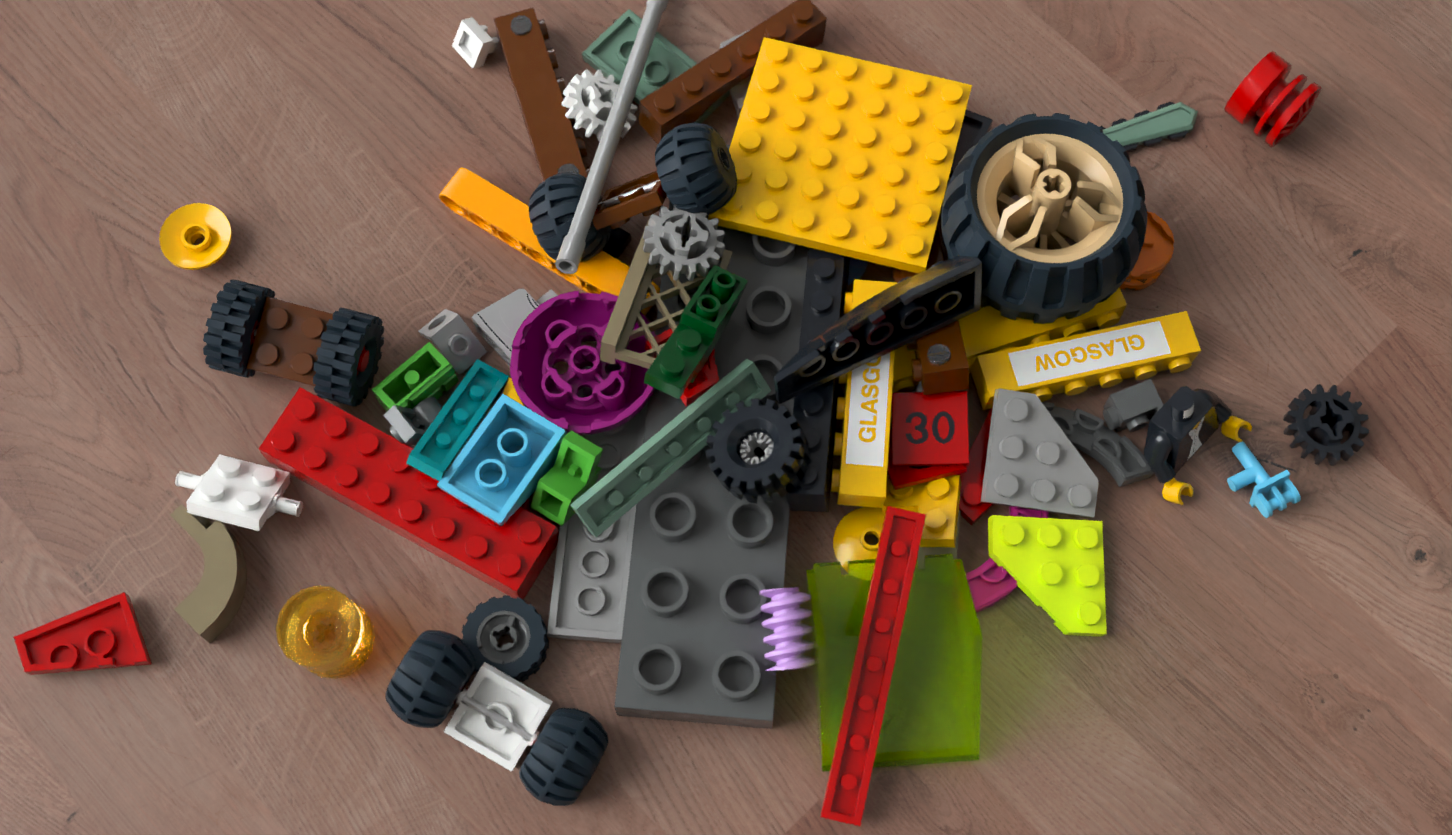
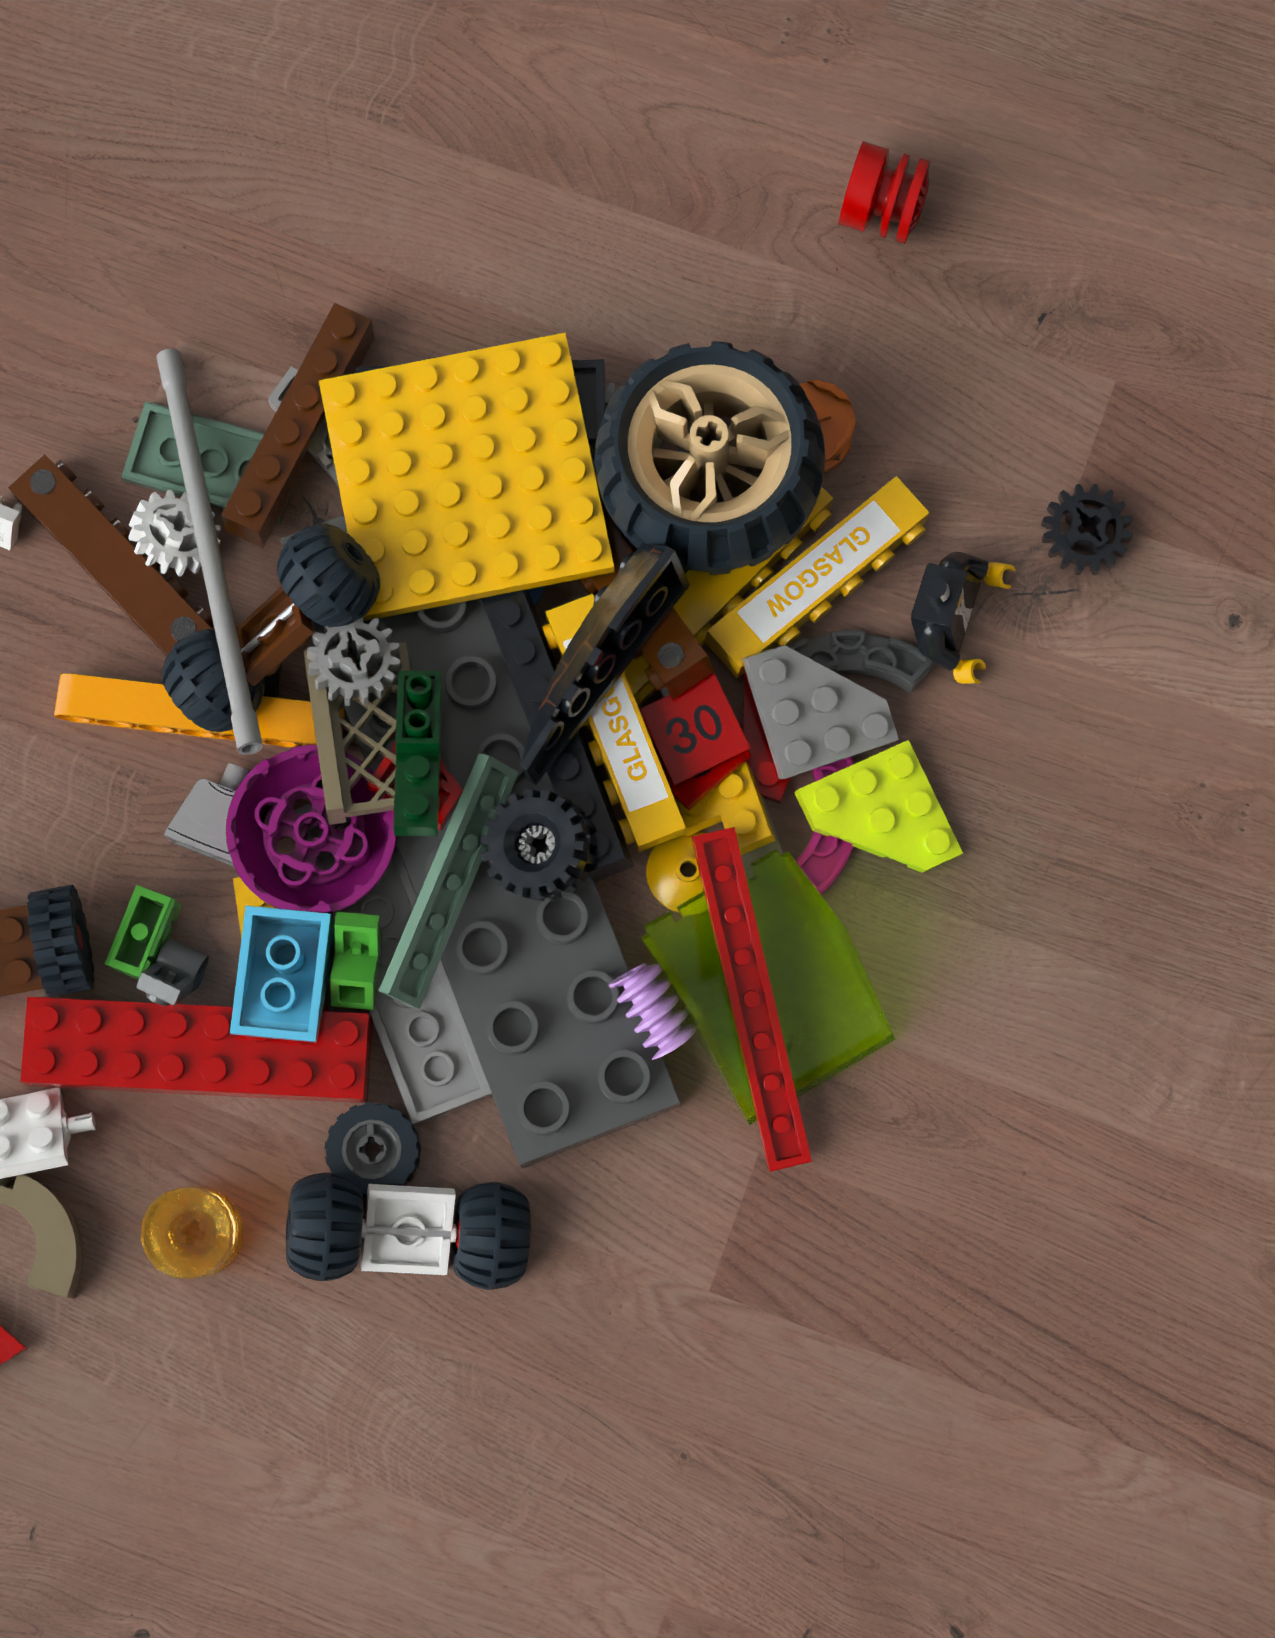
camera: 25 degrees left, 10 degrees up
(454, 340) = (152, 865): light grey bracket -> none
(457, 420) = (210, 951): teal plate -> none
(1132, 407) = (886, 604): dark grey brick -> none
(1149, 128) = (766, 279): sand green sword -> none
(1266, 487) = (1056, 623): medium azure arm -> none

